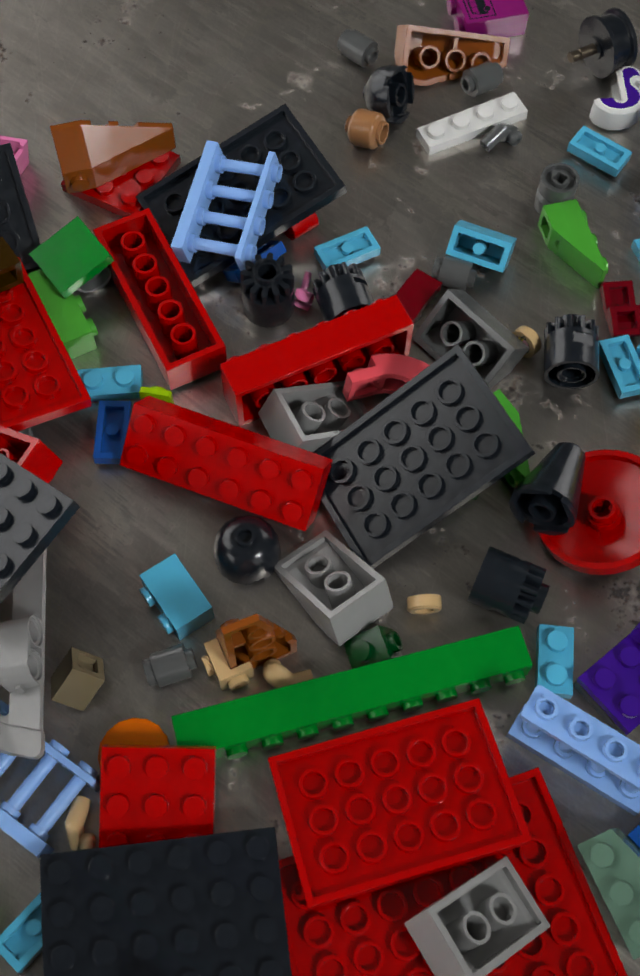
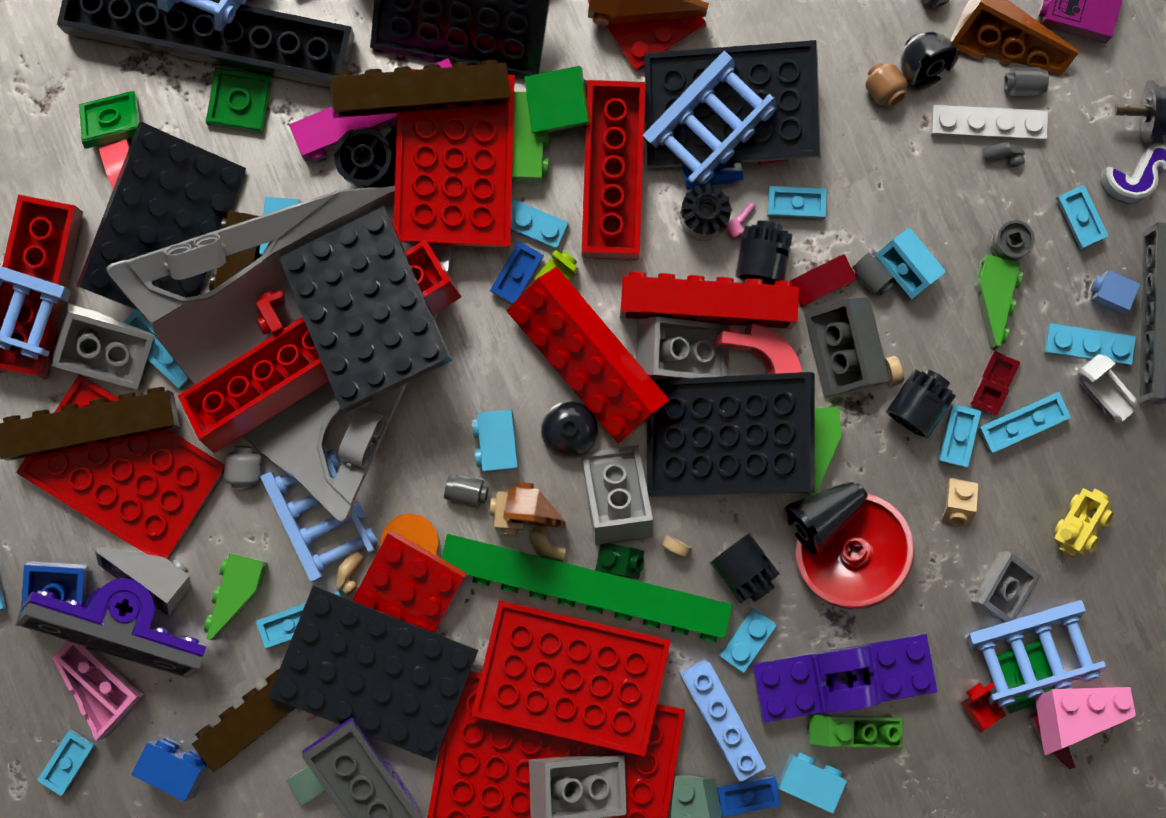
camera: 30 degrees right, 20 degrees up
(77, 679) = (395, 465): dark tan panel -> none

